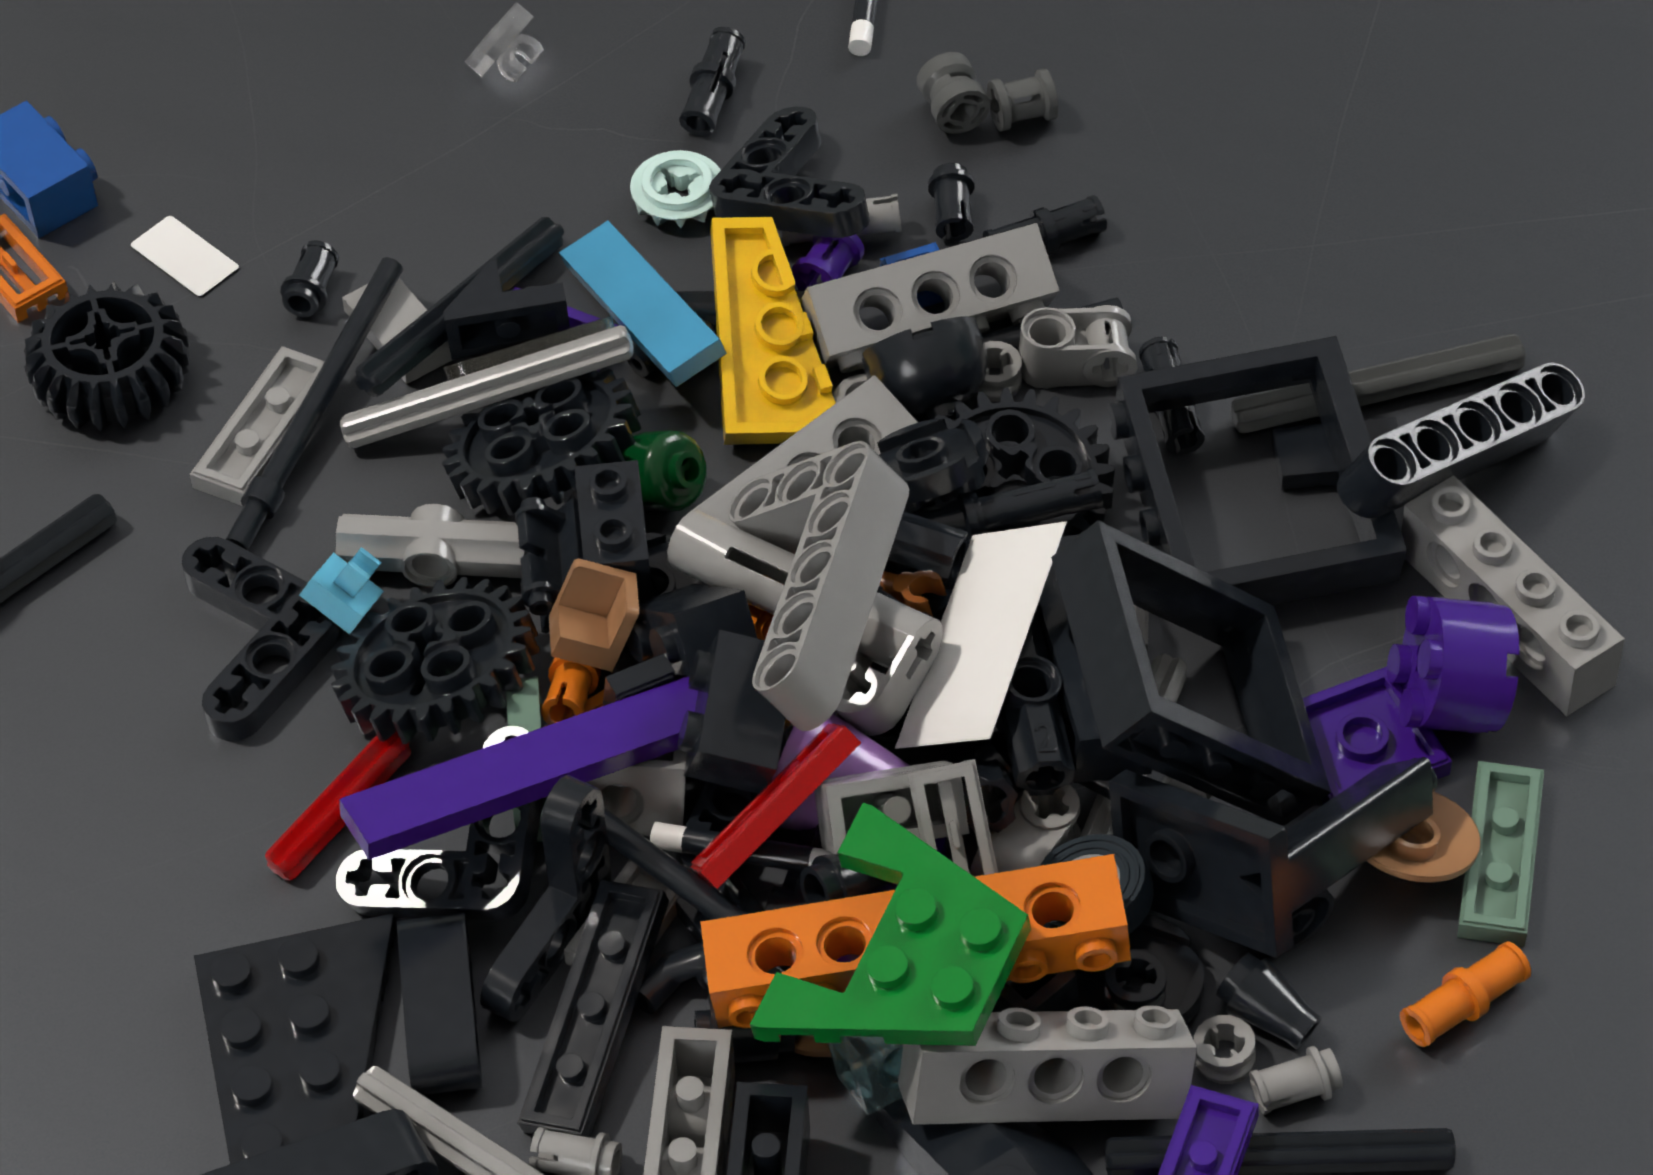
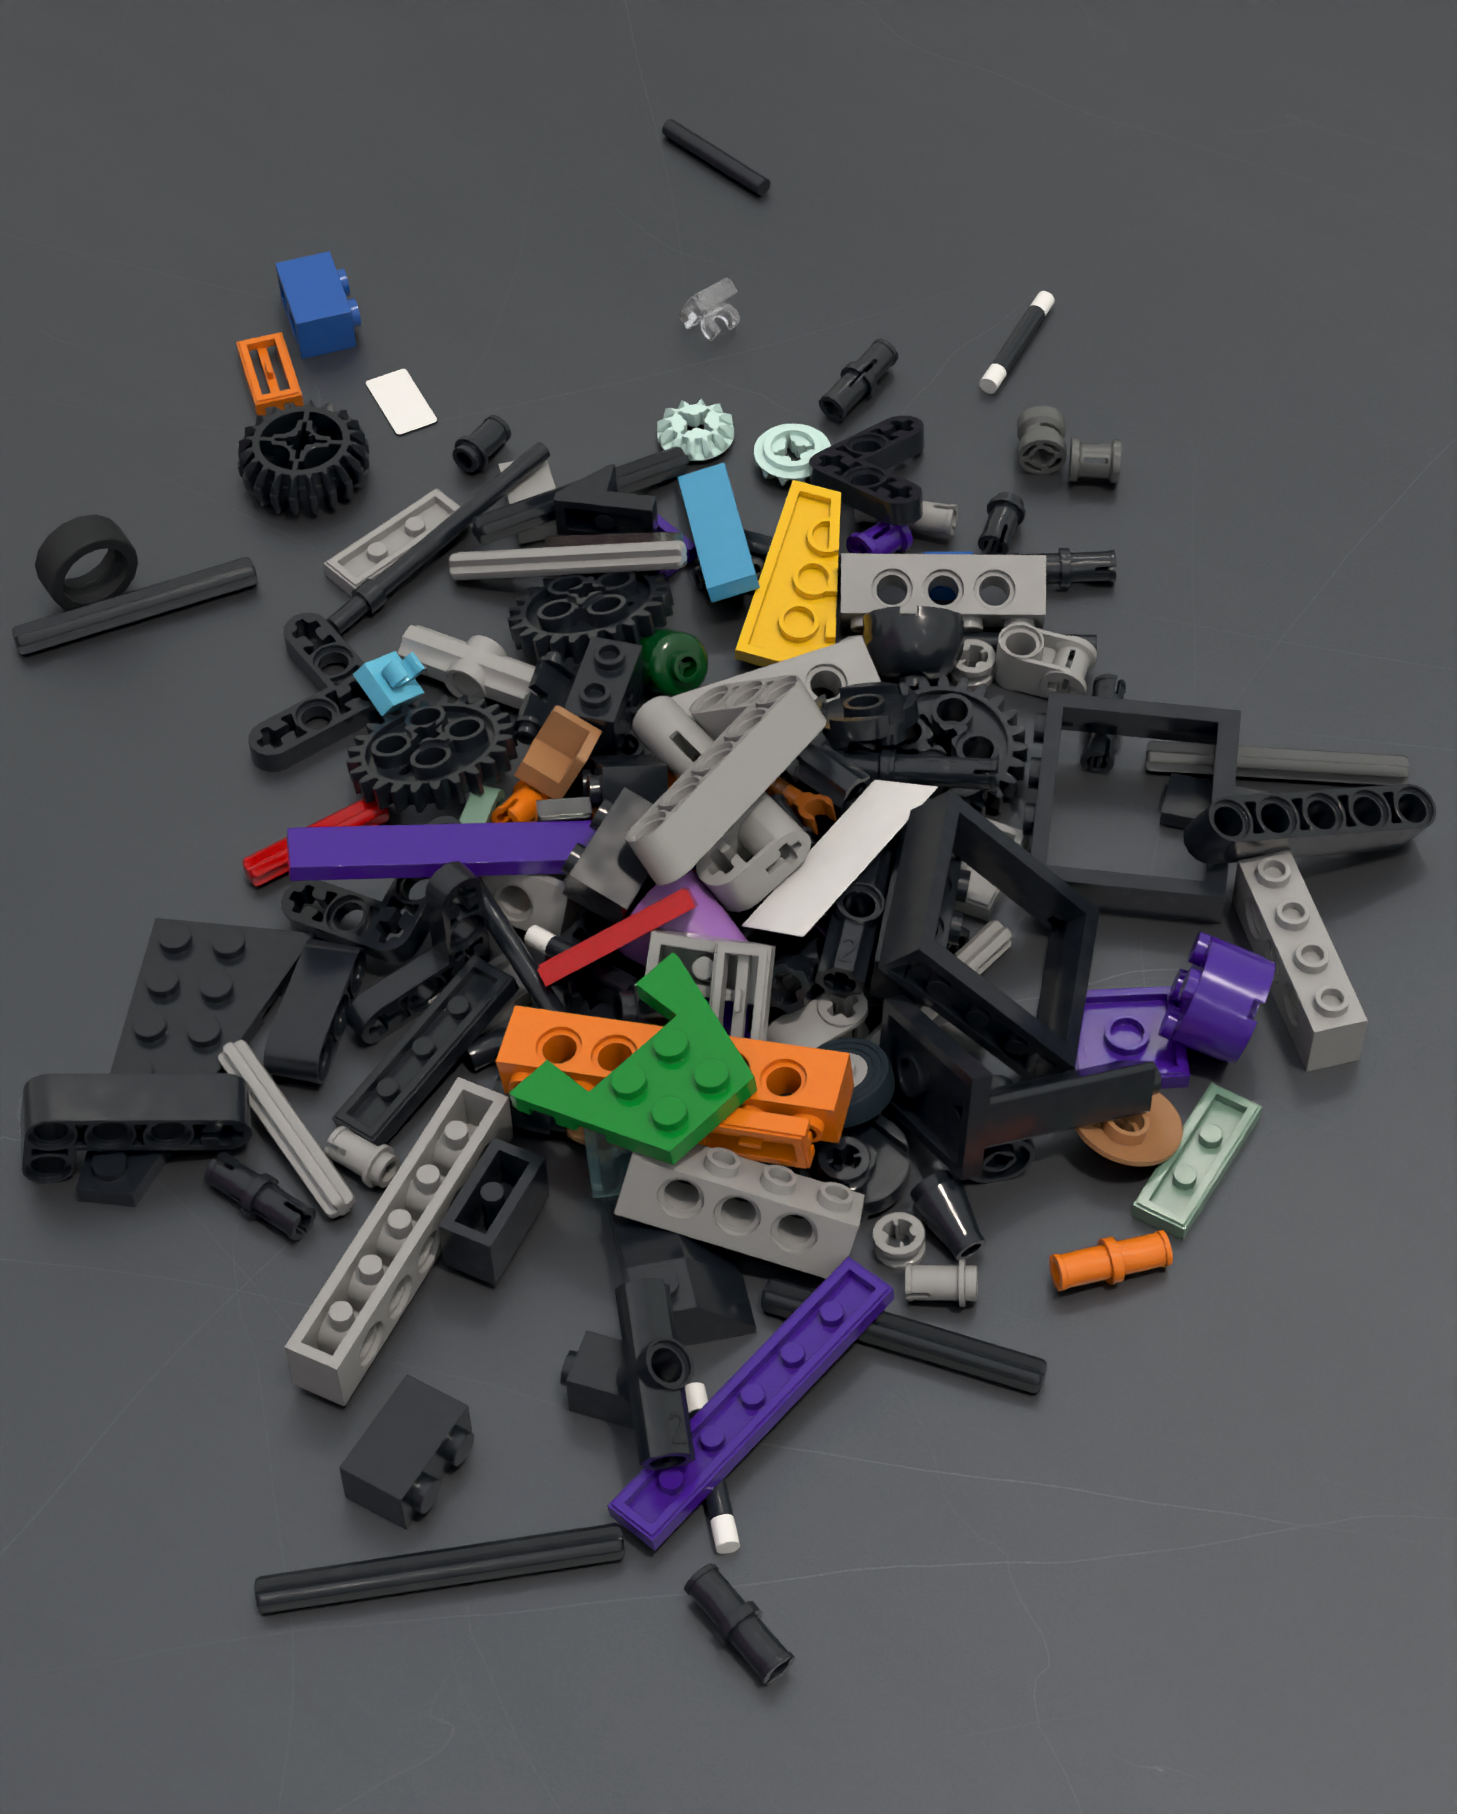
camera: 20 degrees right, 0 degrees up
(564, 206) = (697, 443): none -> light aqua gear
(1057, 980) = (765, 1137): none -> orange tile

